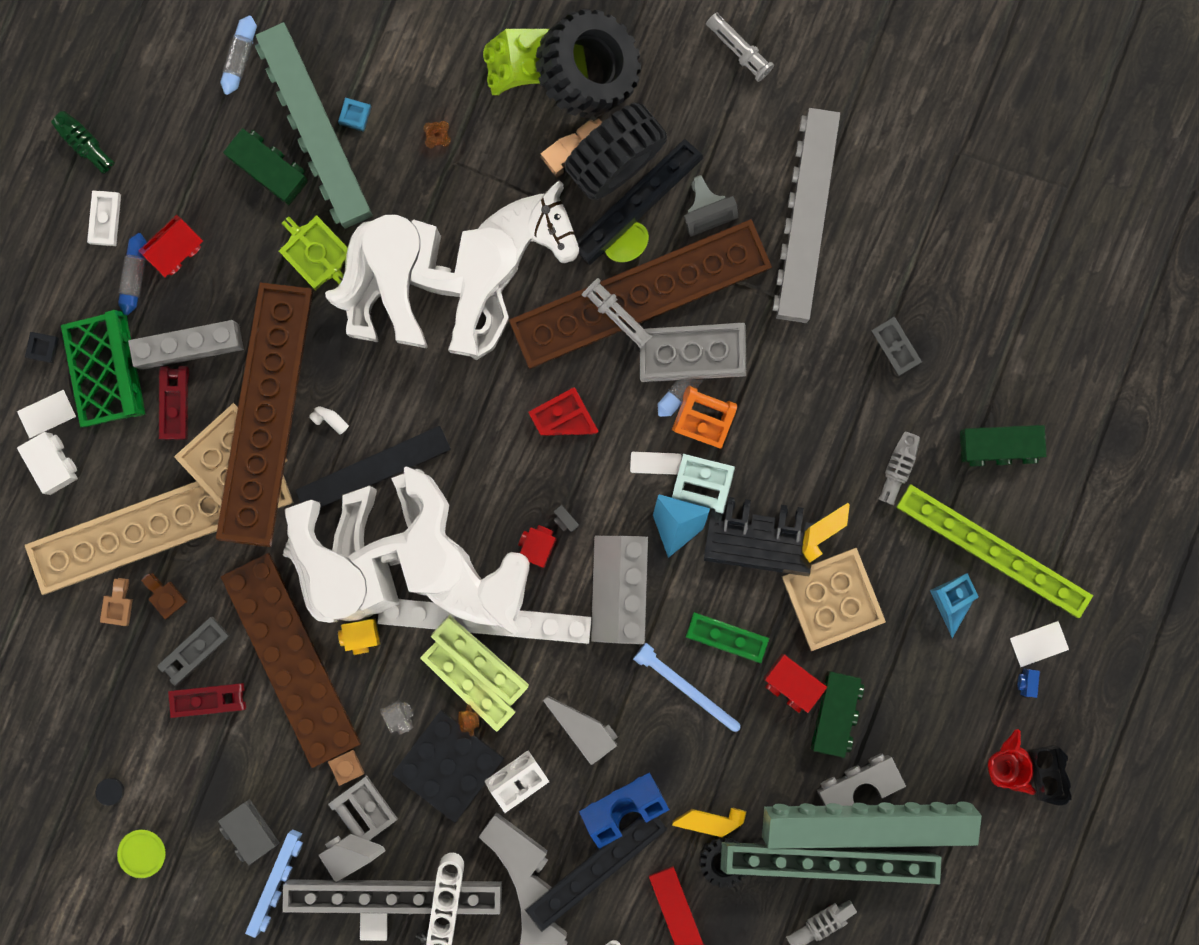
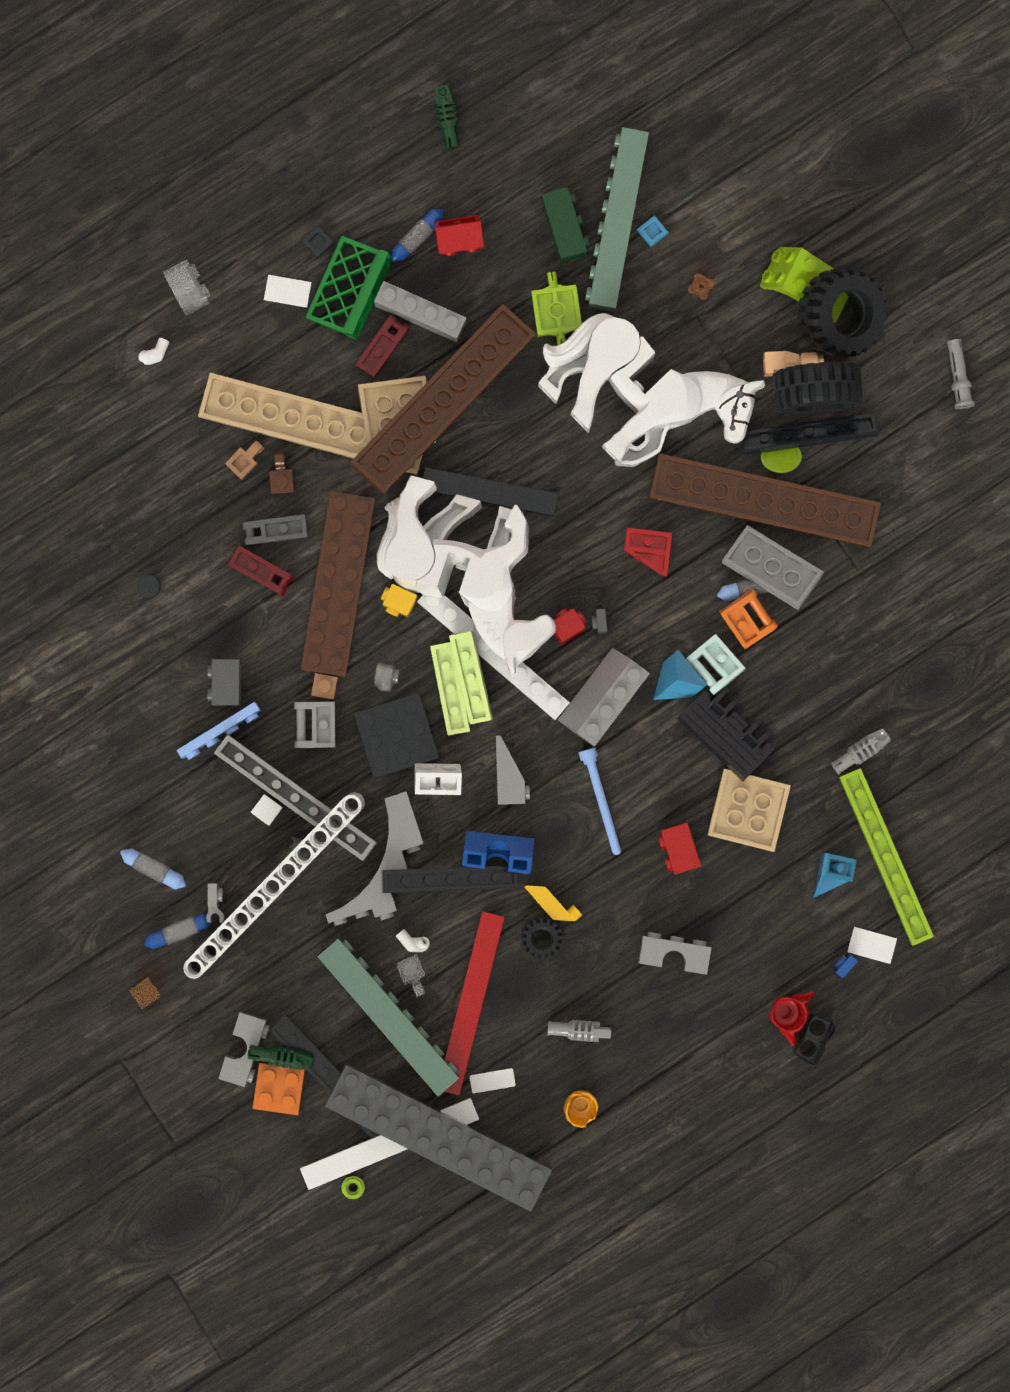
camera: 30 degrees right, 0 degrees up
(48, 463) = (265, 326): white brick -> none
(104, 218) = (424, 181): white plate -> none
(141, 853) = (141, 645): lime piece -> none
(238, 55) = (600, 131): piece -> none
(330, 417) = (485, 432): white arm -> none
(348, 855) = (285, 747): light grey slope -> none
(468, 720) = (433, 713): clear orange plate -> none
(608, 301) = (733, 491): light grey pin -> none
(655, 463) = (691, 627): white sticker -> none
(708, 209) = (855, 474): dark grey piece -> none
(727, 637) = (655, 784): green tile -> none
(807, 215) = (922, 528): light grey brick -> none
(823, 530) = (775, 756): yellow piece -> none
(831, 863) = (616, 989): sand green brick -> none
(837, 714) = (694, 892): dark green brick -> none
(871, 825) = (663, 983): sand green brick -> none
(896, 346) = (920, 664): dark grey hinge -> none
(1003, 445) = (945, 787): dark green brick -> none

